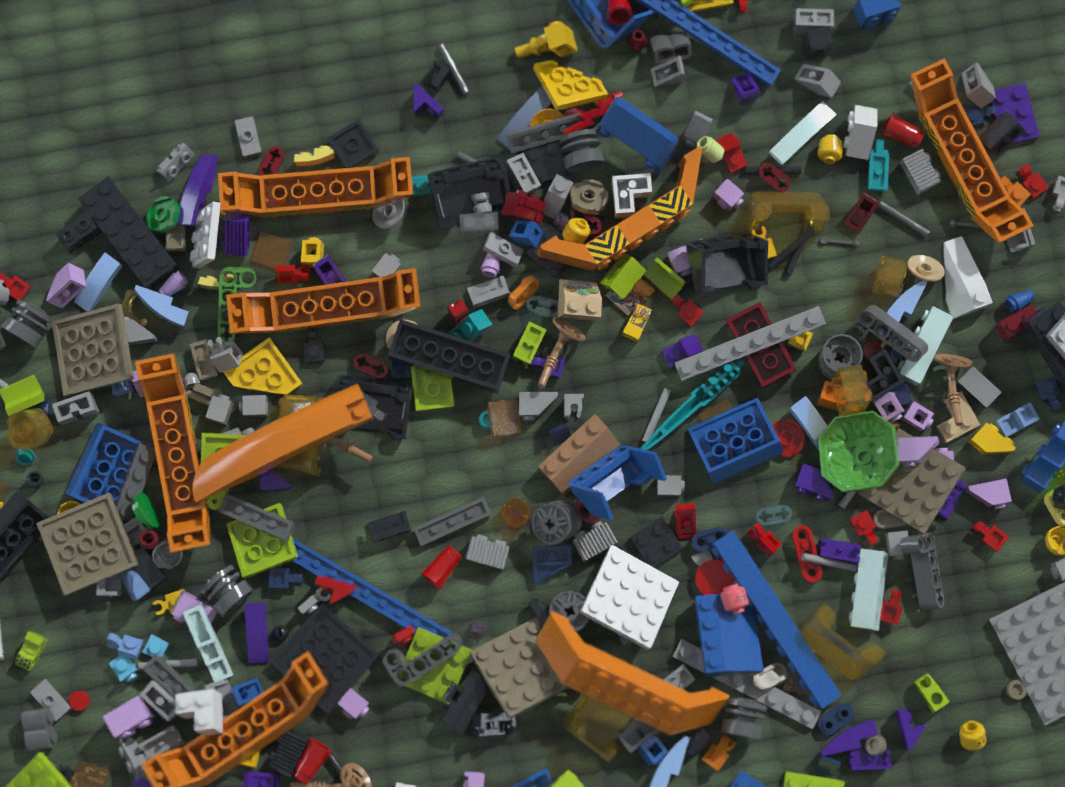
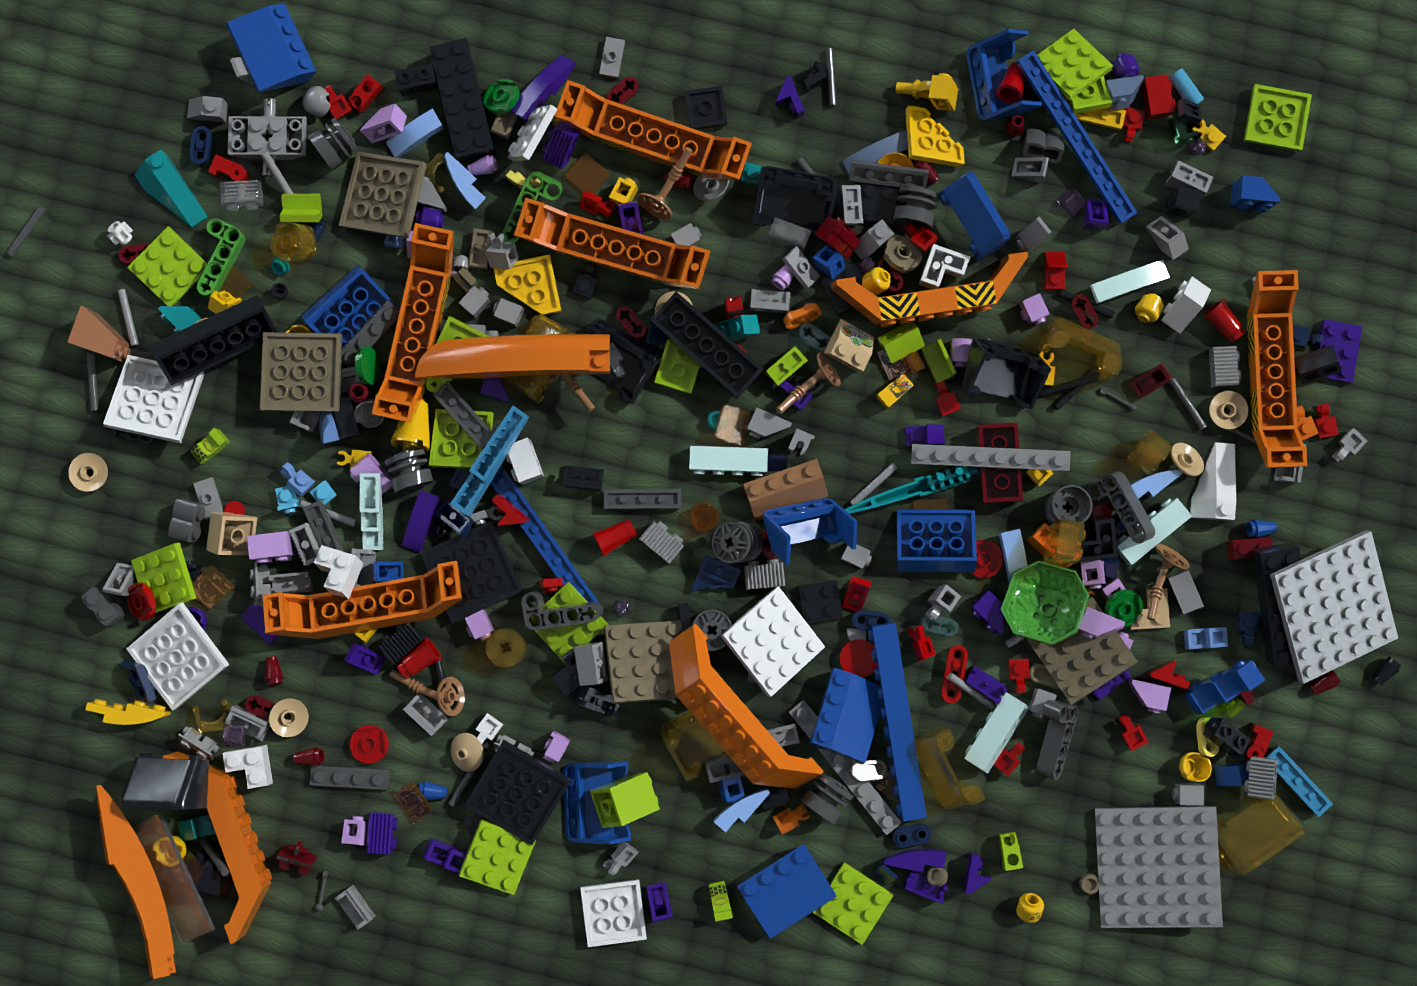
camera: 25 degrees right, 5 degrees up
(36, 266) = (365, 93): none -> red leg
(78, 405) = (336, 240): light grey brick -> none
(85, 723) = (229, 533): none -> tan slope
(145, 351) = (430, 217): none -> dark purple head
(181, 156) = (542, 48): light grey hinge -> none
(216, 555) = (414, 434): none -> yellow cone
(288, 615) = (454, 518): none -> dark blue slope
(298, 548) = (489, 461): none -> dark azure slope
(320, 156) = (671, 104): light yellow slope -> none
(329, 534) = (524, 462): none -> white brick
(346, 252) = (653, 206): none -> medium nougat dish
(357, 219) = (685, 180): none -> dark red cone
(380, 705) = (496, 653): none -> clear yellow brick
(472, 692) = (591, 664): none -> light grey hinge
(481, 207) = (798, 219): light grey wheel -> none
(515, 450) = (728, 460): none -> light aqua brick
(587, 116) = (937, 176): red piece -> none
(599, 176) = (920, 238): none -> red plate
(710, 149) = (1037, 258): yellowish green brick -> none
(718, 85) = (1071, 201): none -> clear purple slope
(734, 598) = (868, 686): coral head -> none
(766, 491) = (943, 601): none -> light grey brick
(878, 168) = (1186, 345): teal hinge -> none
(931, 423) = (1124, 606): none -> green tile
(948, 202) = (1235, 403): none -> tan dish
(978, 86) = (1316, 309): light grey slope -> none
(989, 441) = (1171, 646): yellow slope -> none
(995, 469) = (1164, 674): none -> red slope

